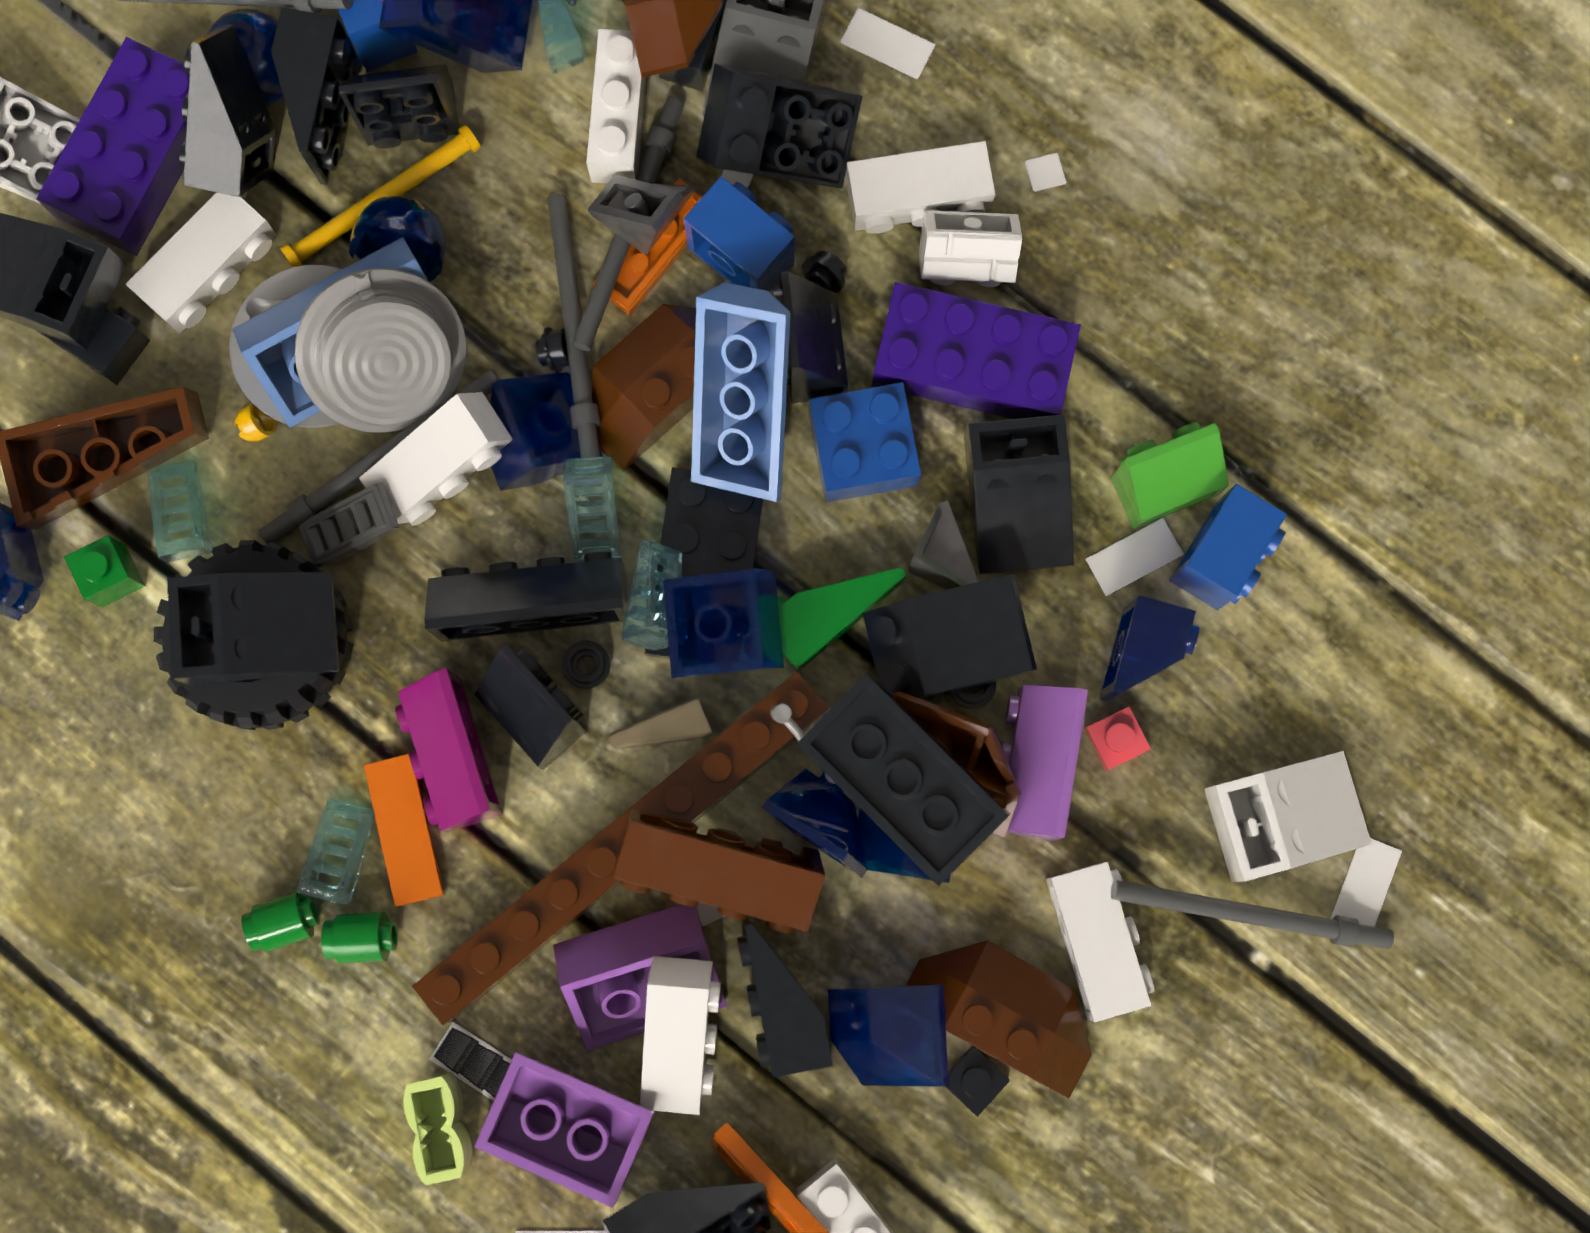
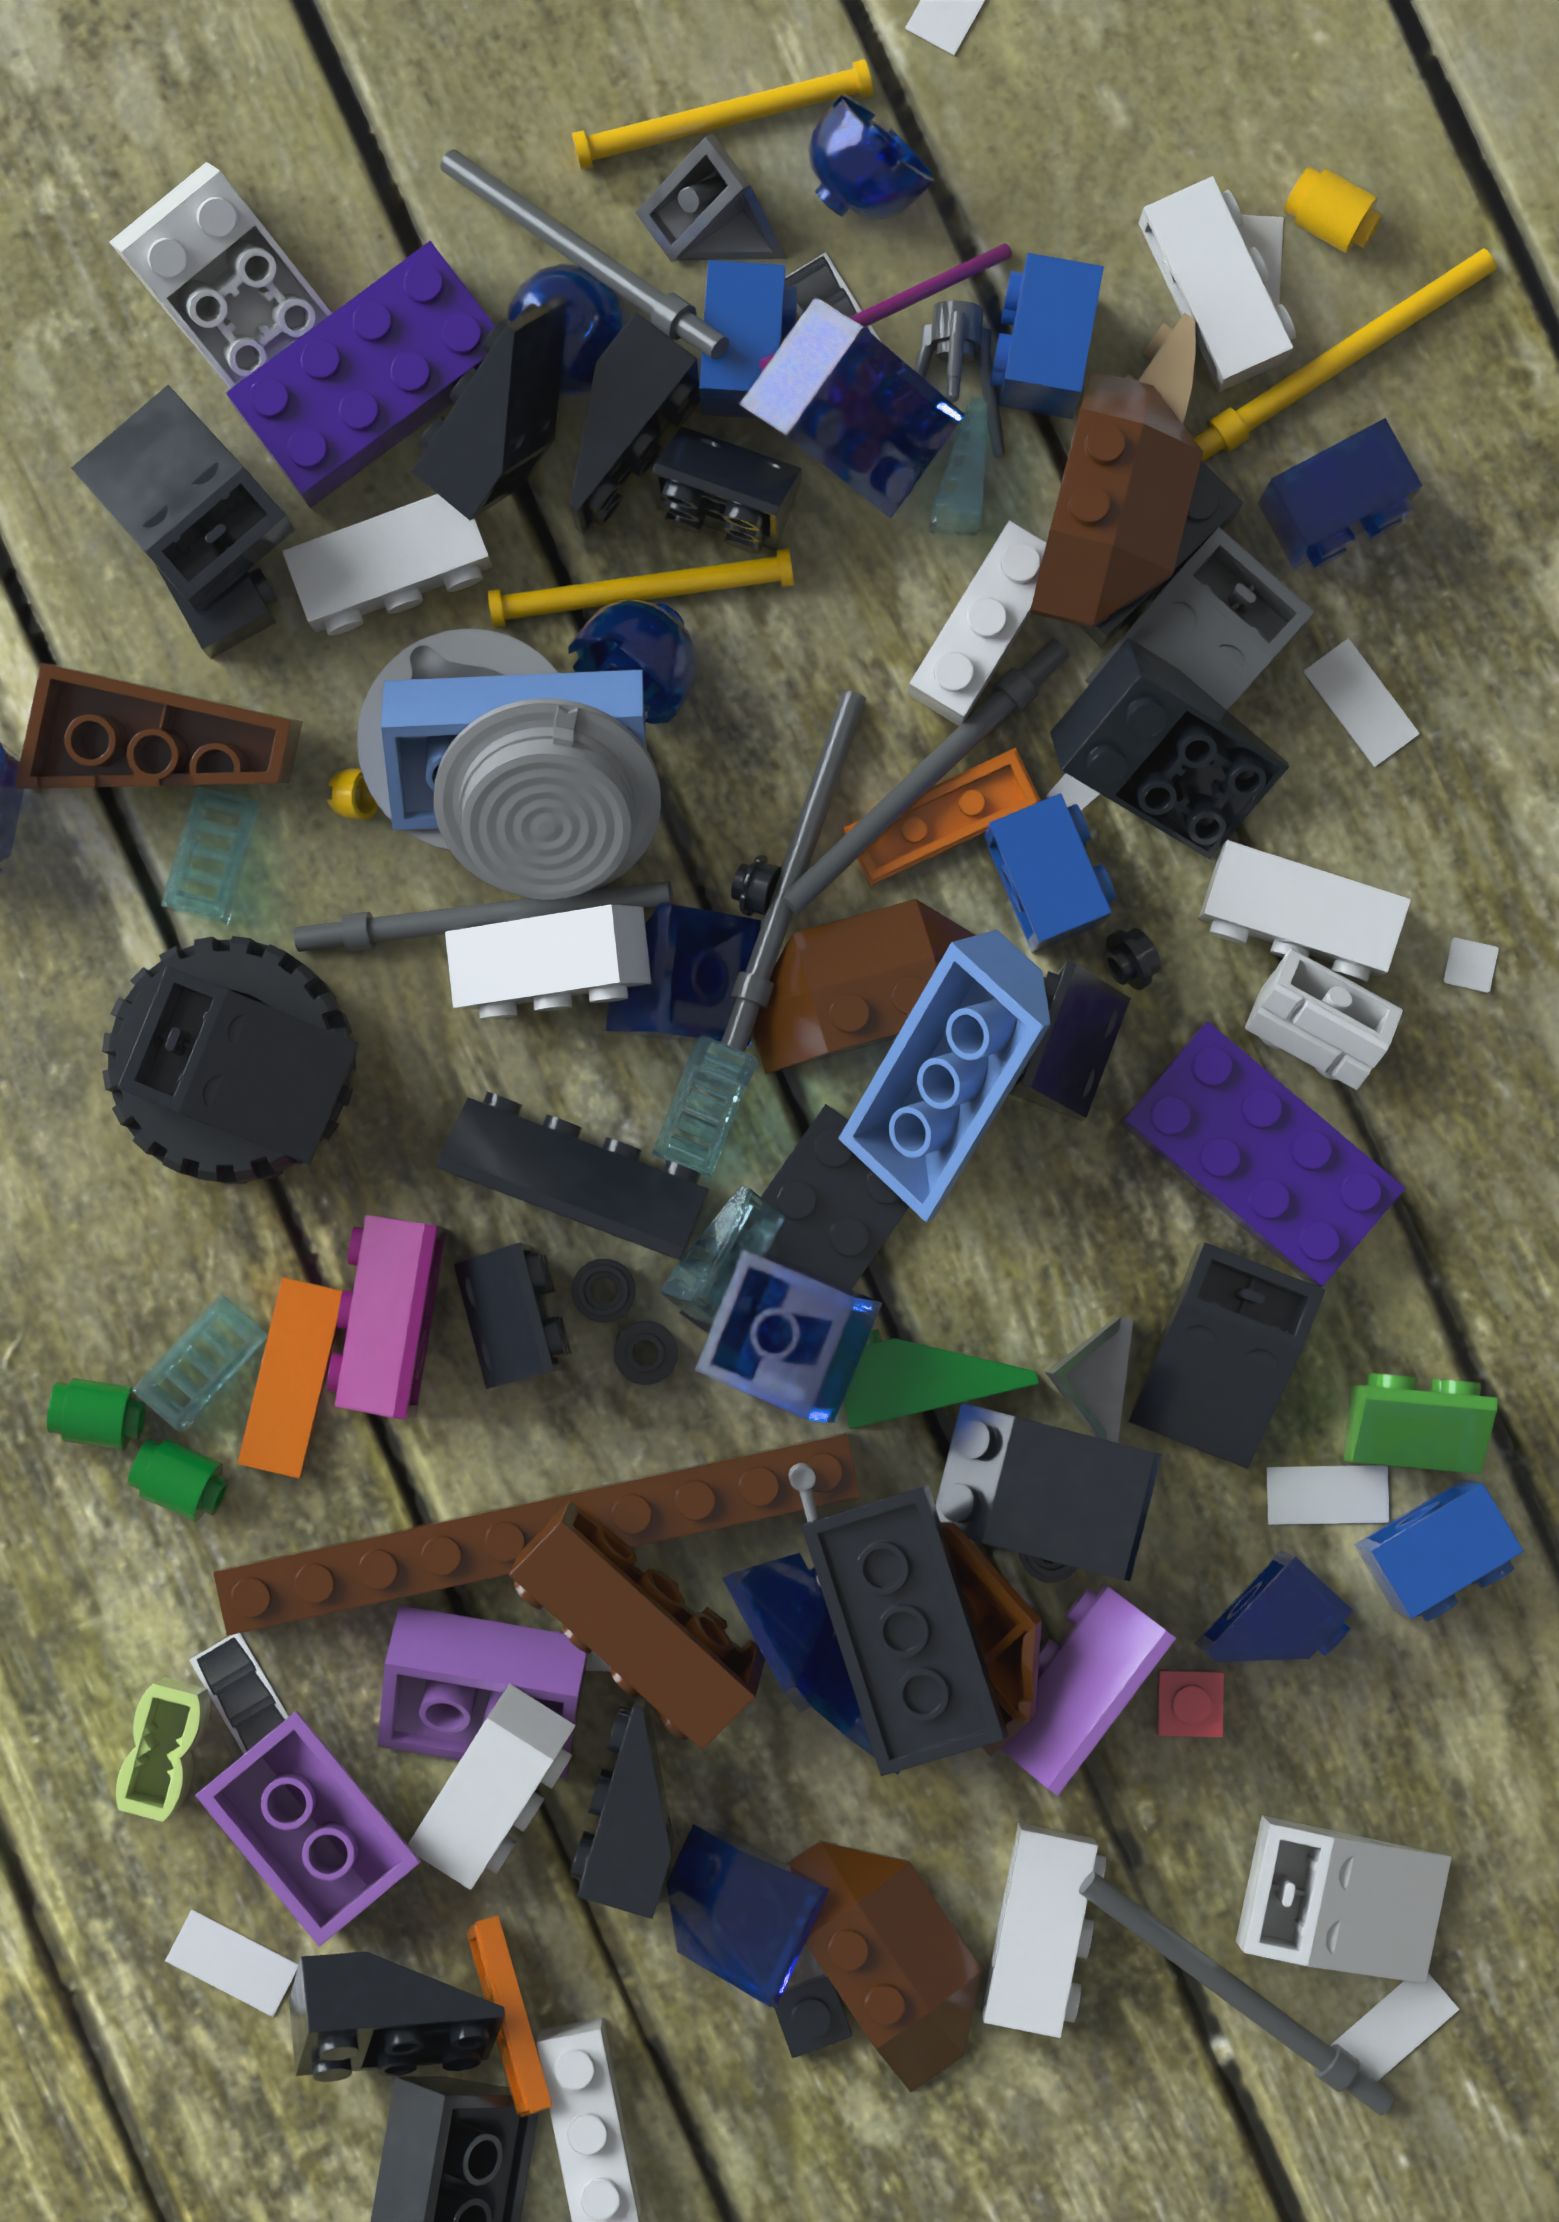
camera: 30 degrees right, 5 degrees up
(104, 571) = (89, 889): green brick -> none
(334, 534) = (369, 982): dark grey slope -> none
(639, 209) = (948, 770): flat silver slope -> none
(641, 705) = (666, 1348): none -> black plate
(675, 724) = (672, 1418): dark tan slope -> none
(864, 442) = (1071, 1193): blue brick -> none

